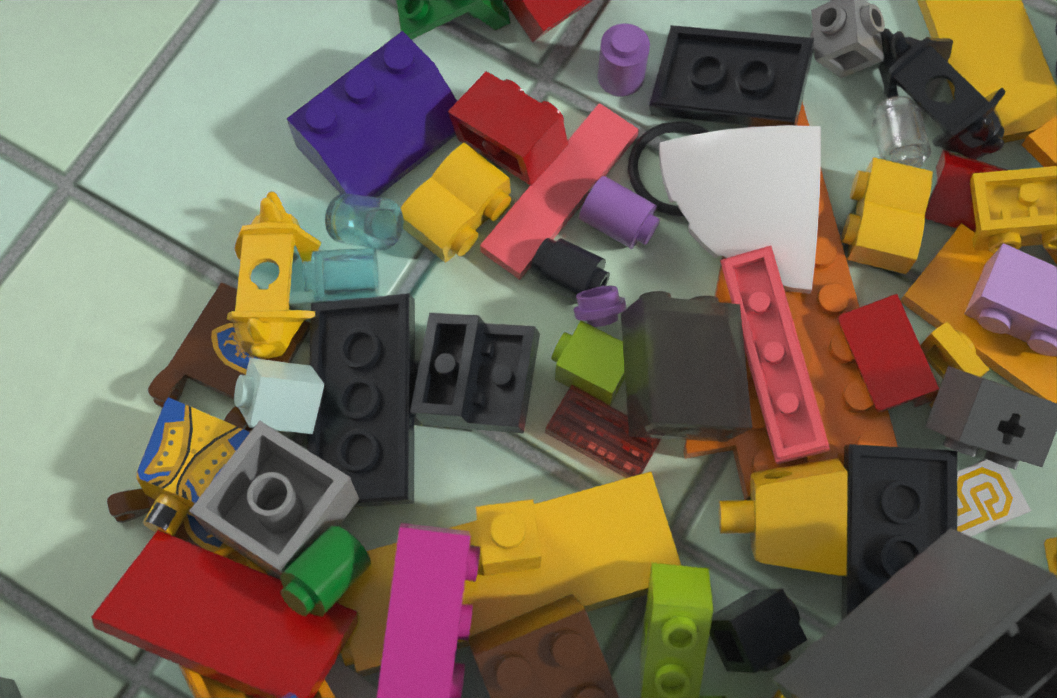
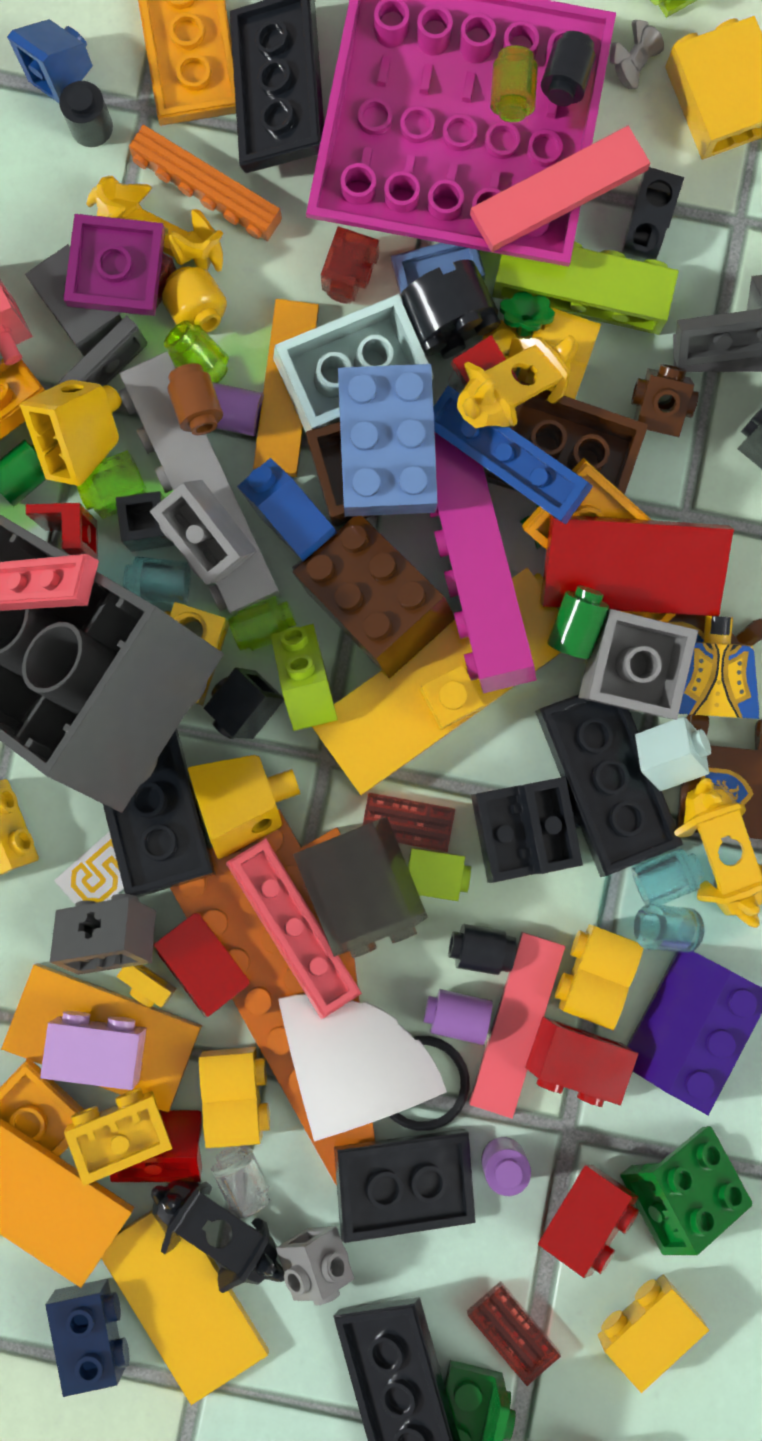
camera: 160 degrees right, 15 degrees up
(599, 306) = (447, 920): medium lavender plate -> none

